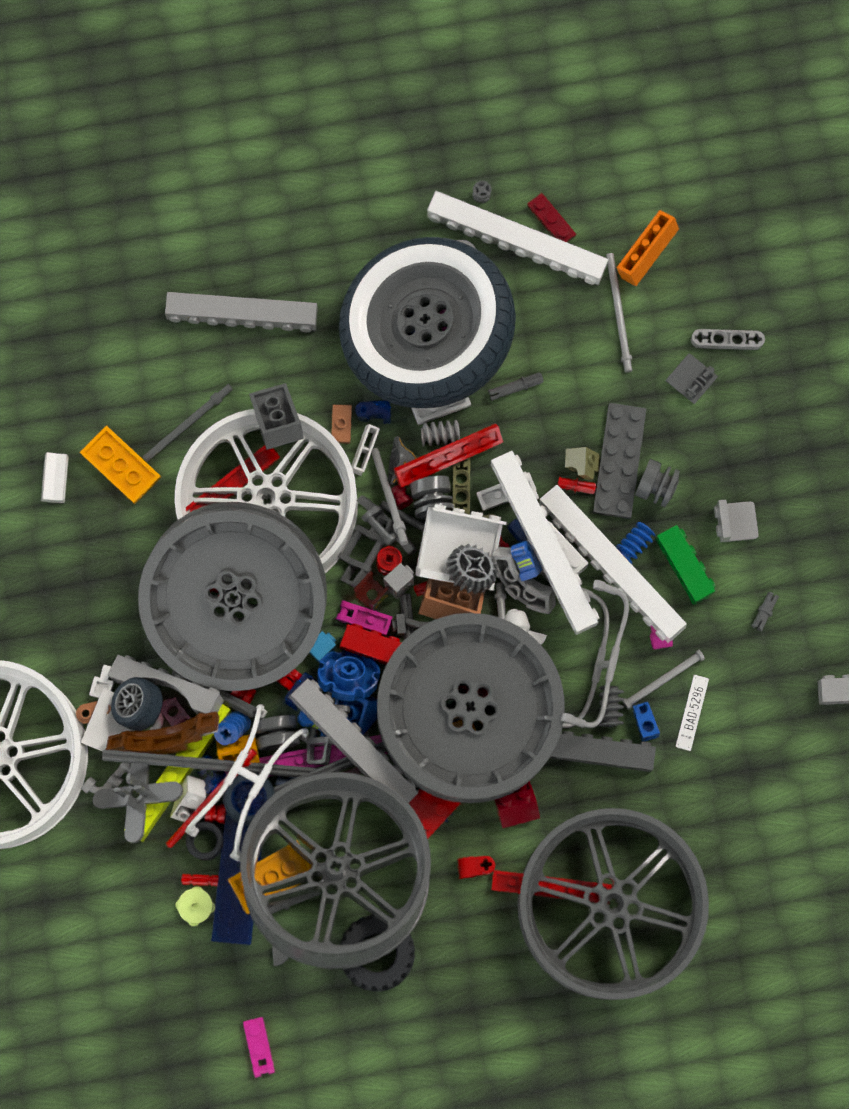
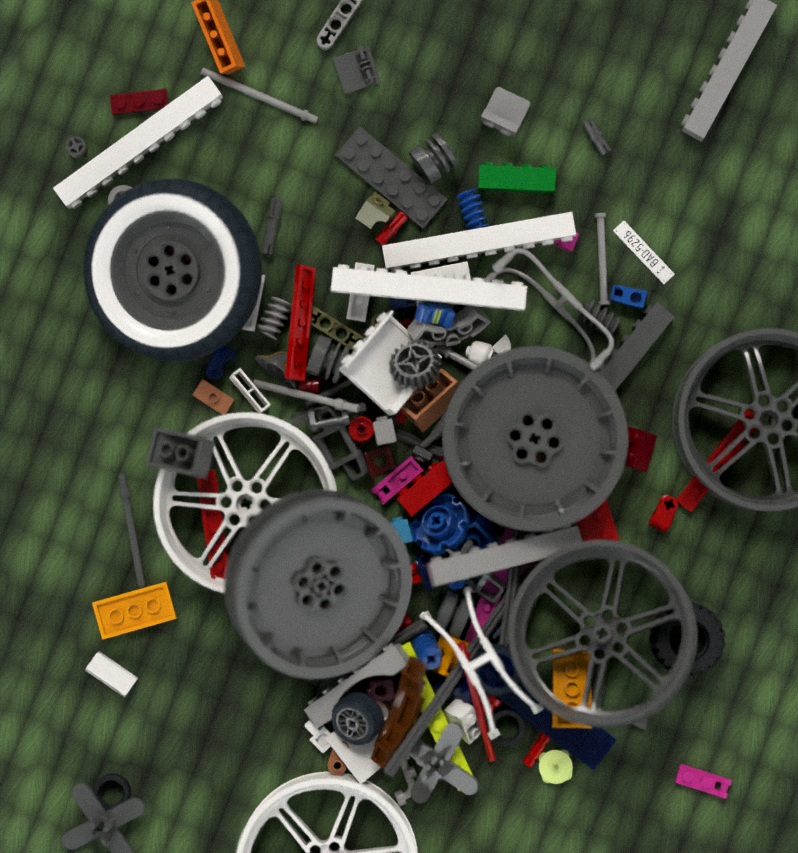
camera: 50 degrees left, 10 degrees up
(241, 311) = (58, 424): light grey brick -> none

